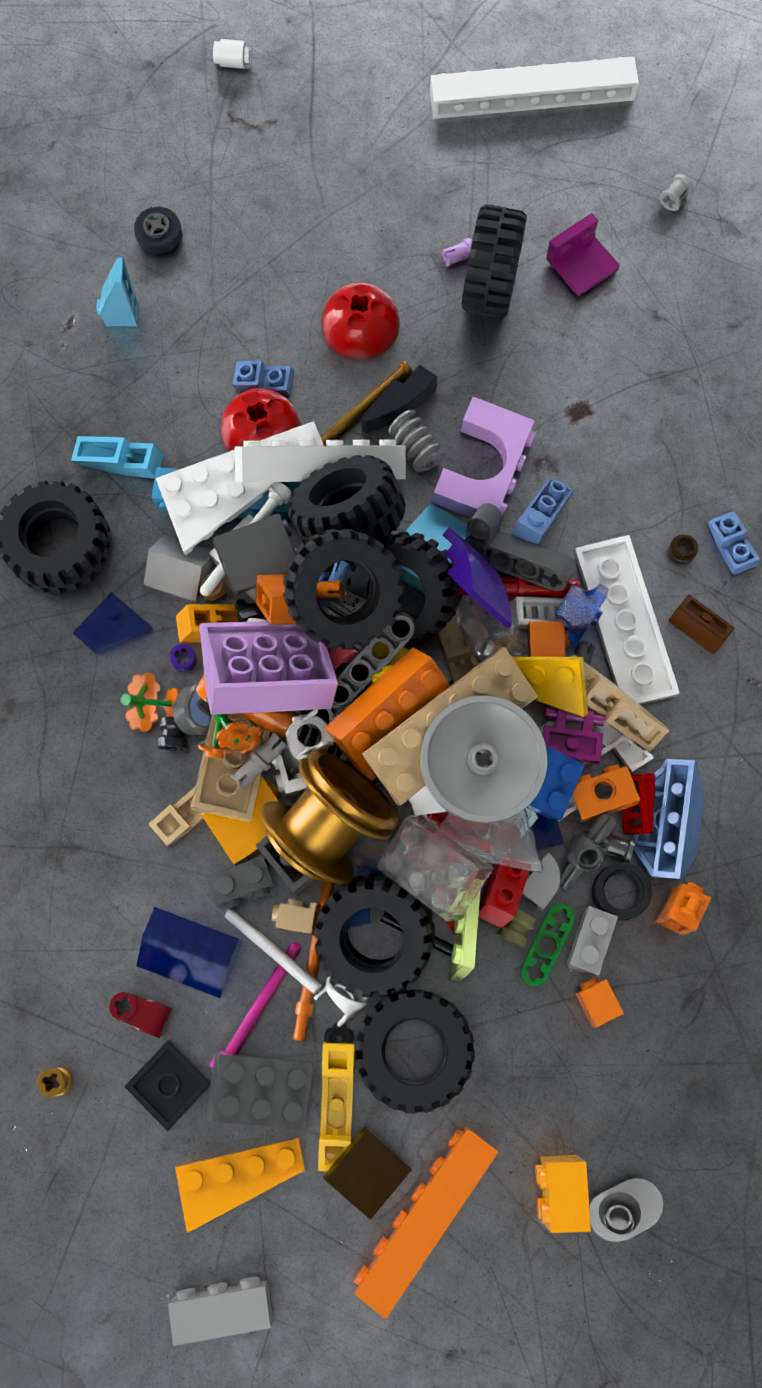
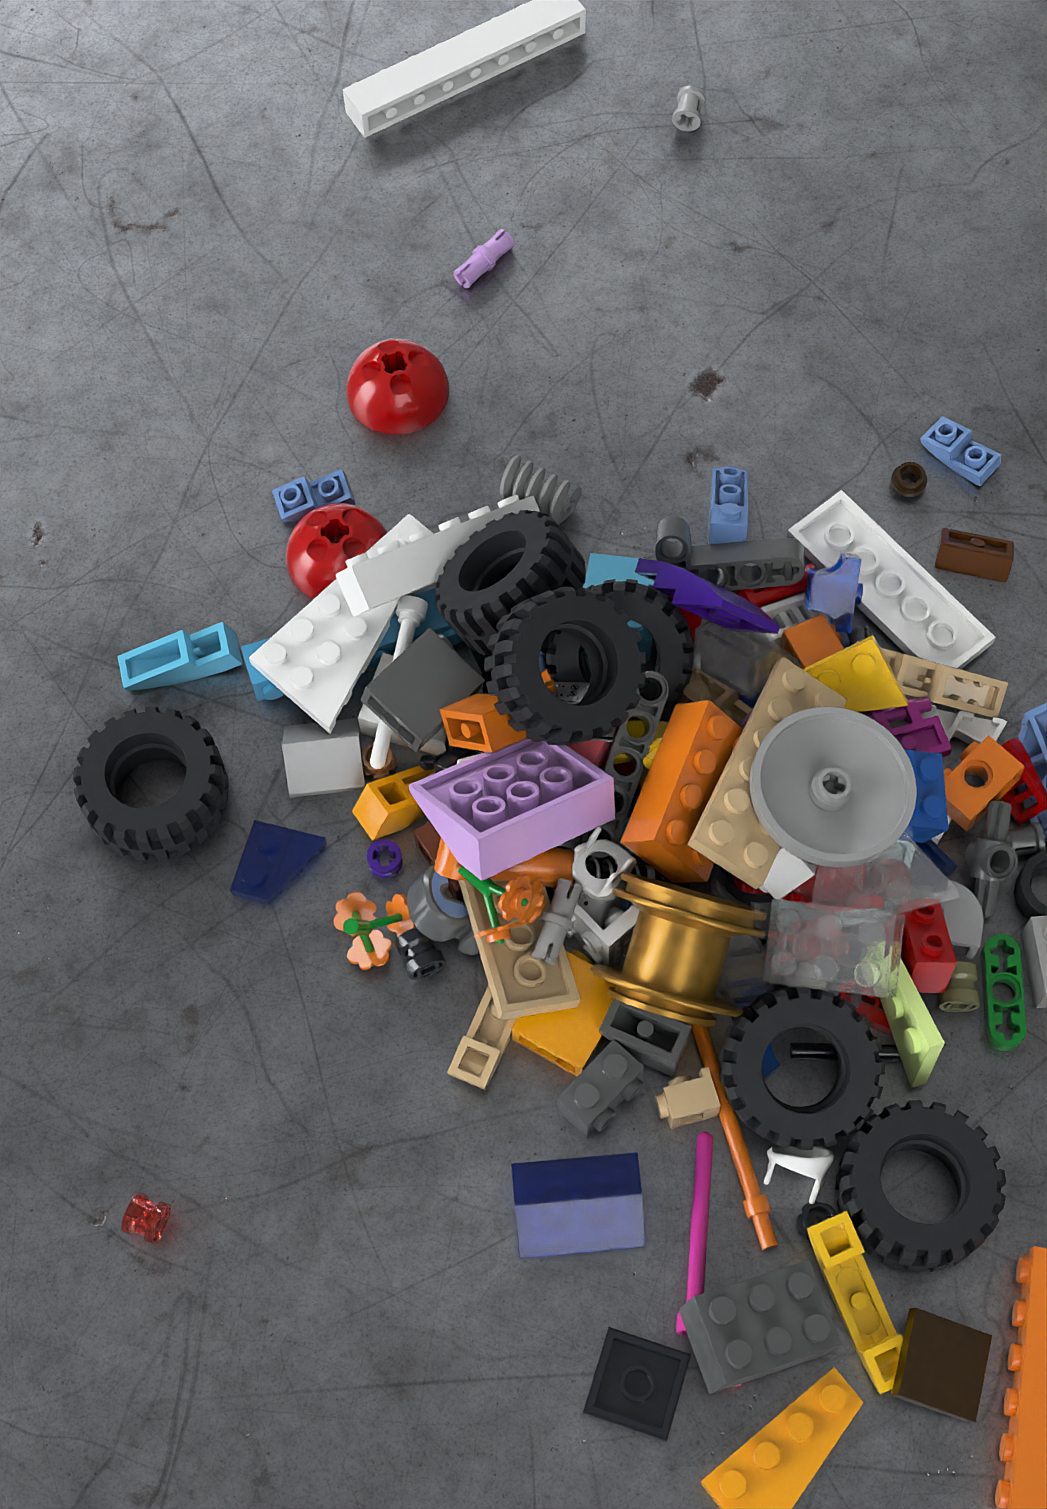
camera: 25 degrees left, 10 degrees down
(63, 1077) = (481, 1441): pearl gold bush -> none
(118, 299) = (90, 474): medium azure slope -> none
(145, 1014) = (565, 1308): dark red piece -> none
(153, 221) = (85, 376): black wheel -> none
(231, 53) = (88, 155): white brick -> none
(273, 951) = (682, 1153): white bar -> none
(399, 398) = (493, 452): black slope -> none
(403, 370) = (479, 420): pearl gold bar -> none
(493, 260) = (531, 252): black tyre -> none
(505, 432) = (645, 440): lavender arch -> none
(580, 256) = (619, 217): magenta bracket -> none

